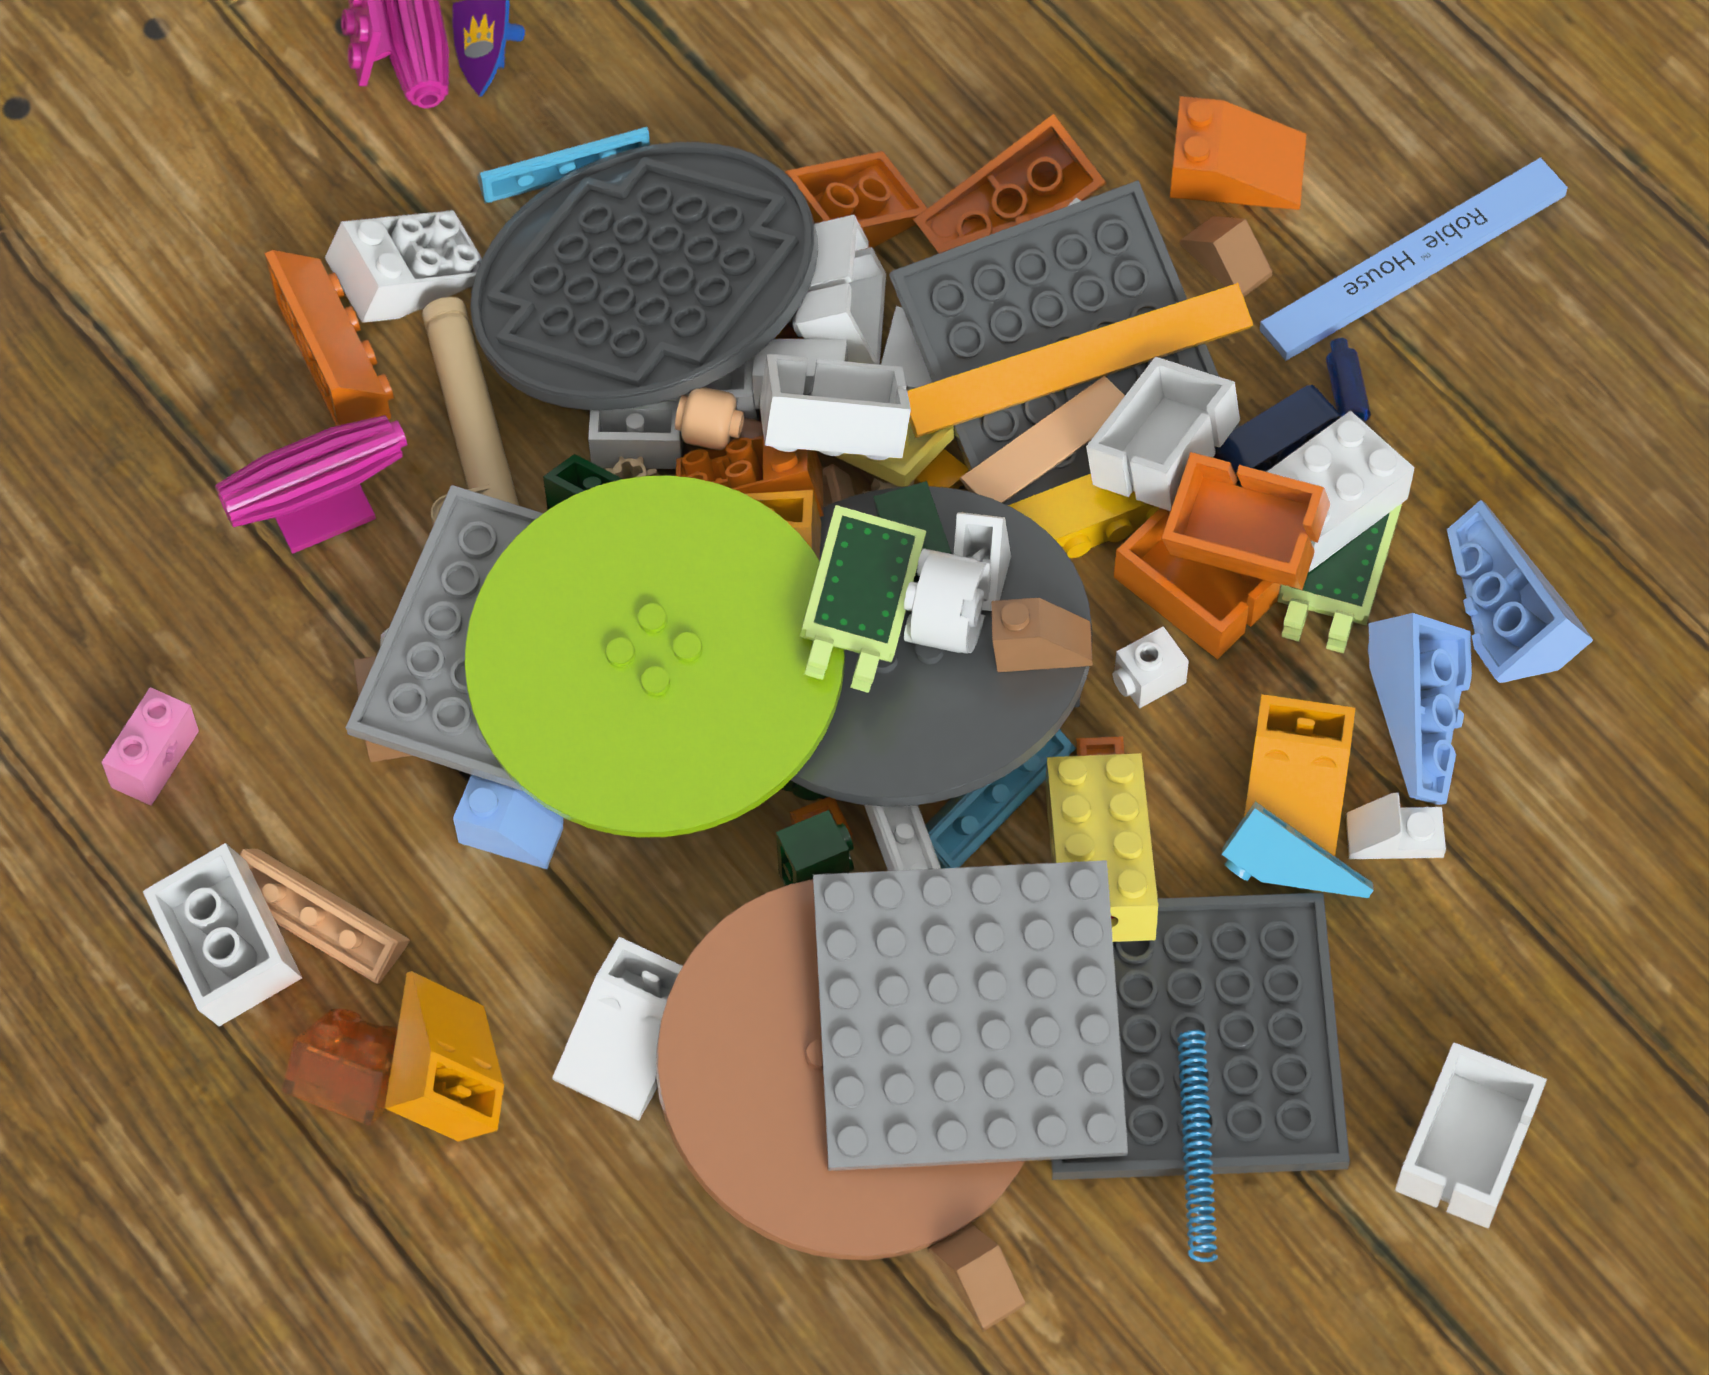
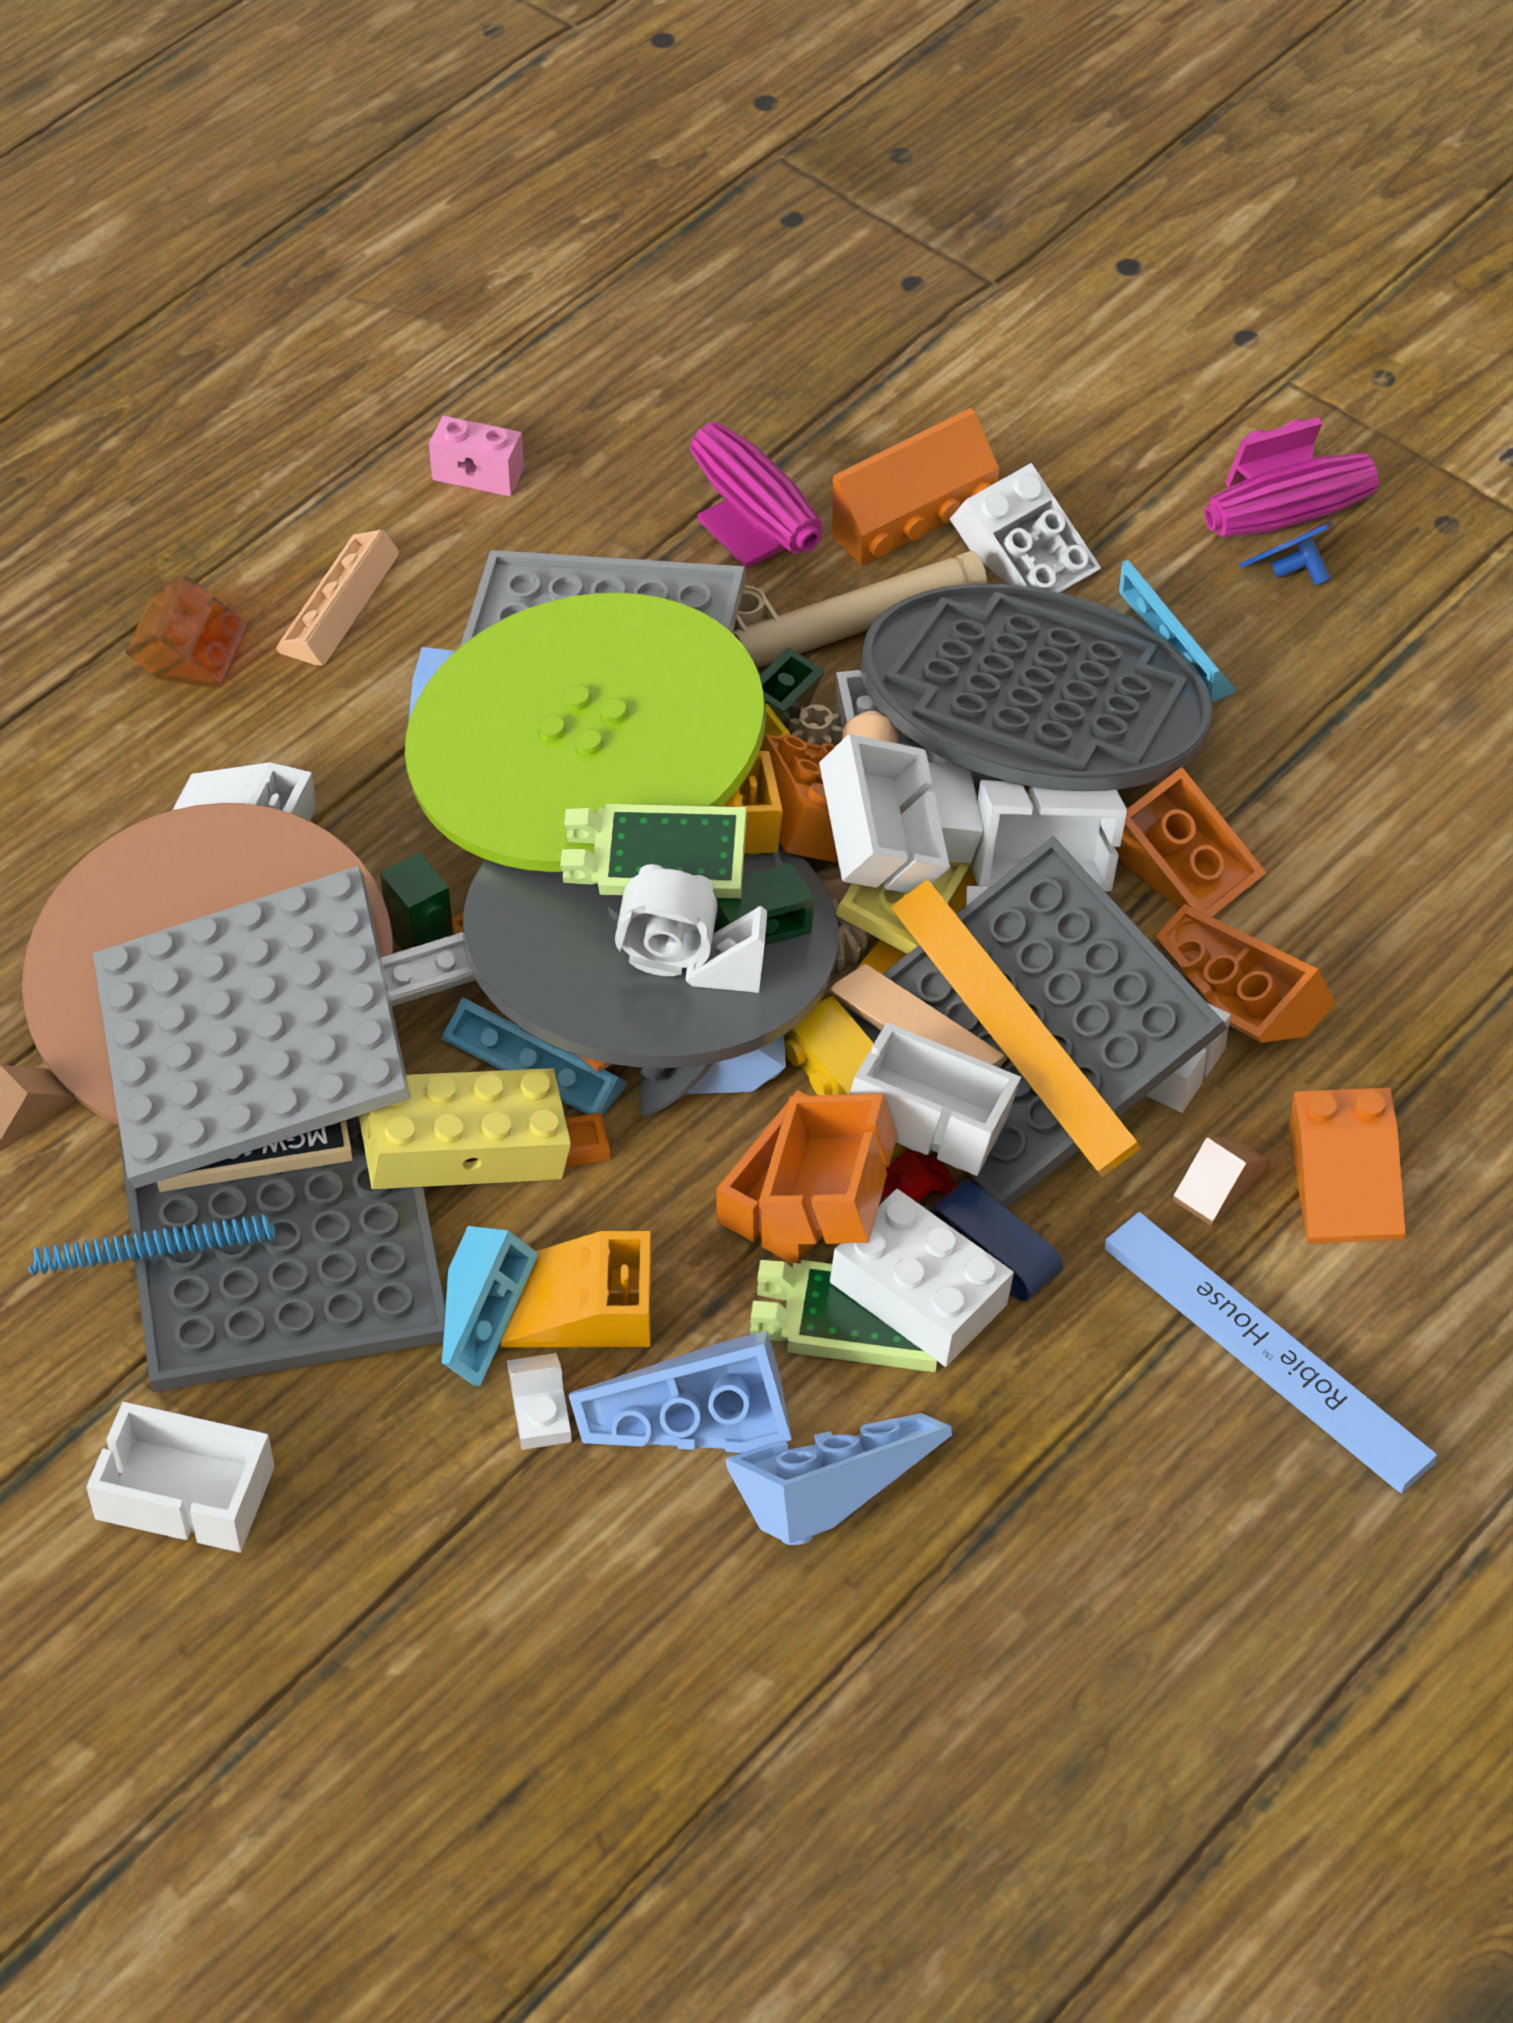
camera: 80 degrees right, 10 degrees down
(222, 934) = (292, 524): white brick -> none
(444, 1063) = (190, 683): light orange slope -> none
(1038, 636) = (648, 1001): medium nougat slope -> none
(1150, 667) = (689, 1159): white brick -> none
(1347, 380) = (1081, 1298): clear blue cylinder -> none

